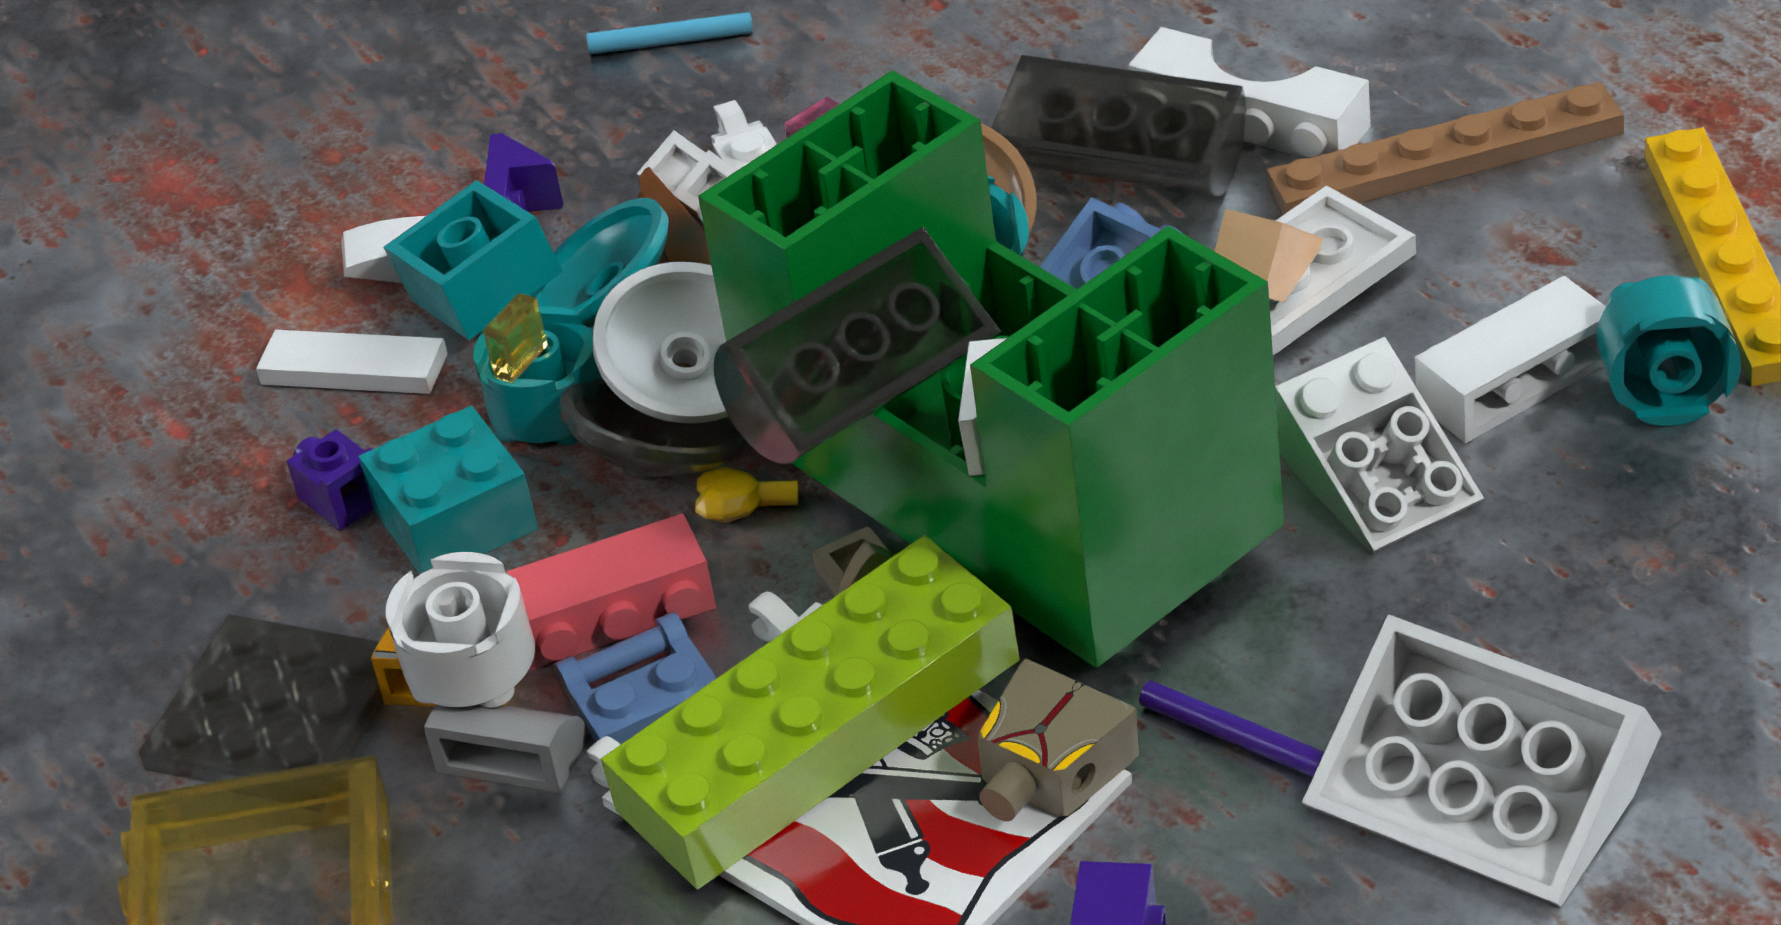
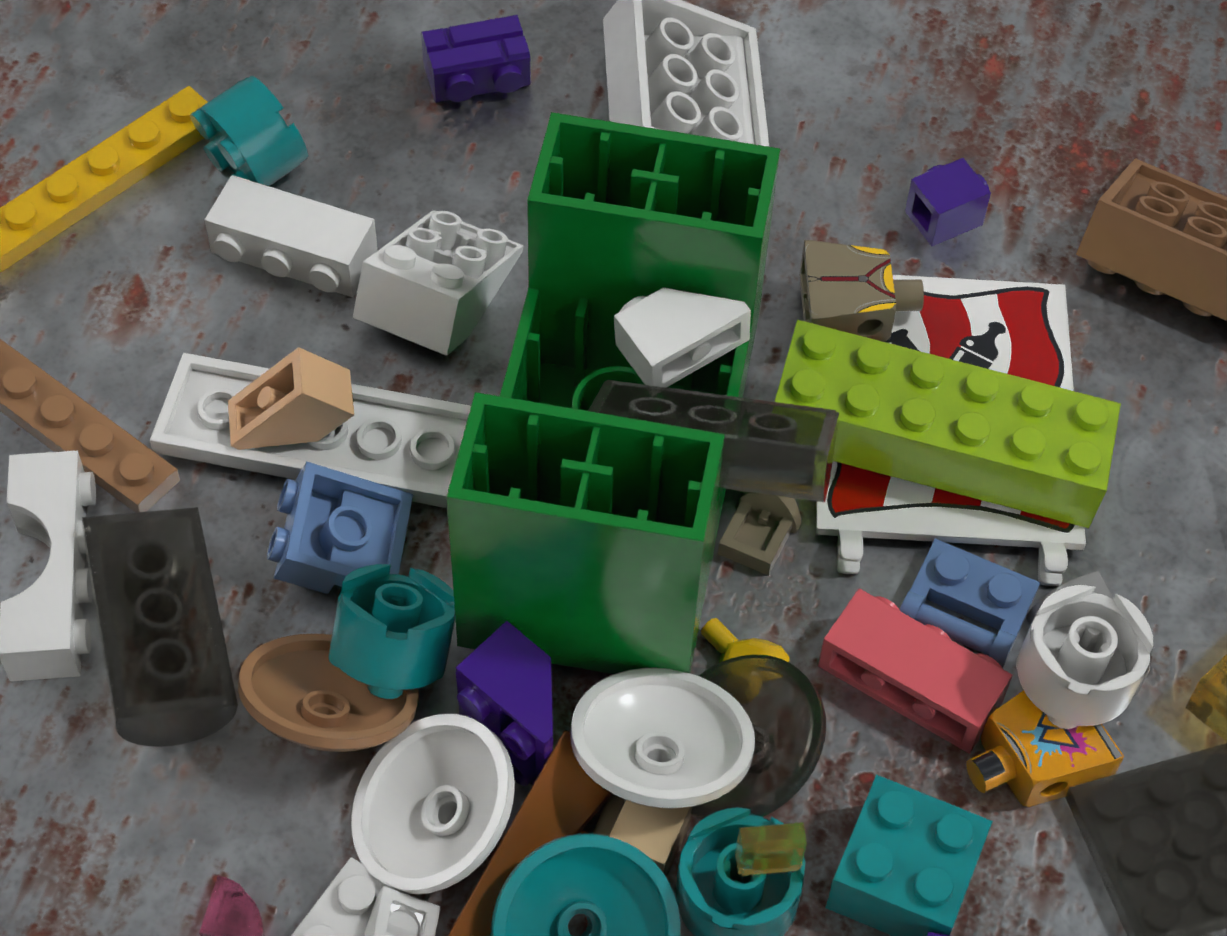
camera: 135 degrees left, 15 degrees up
(1675, 595) = (476, 59): none -> dark purple brick

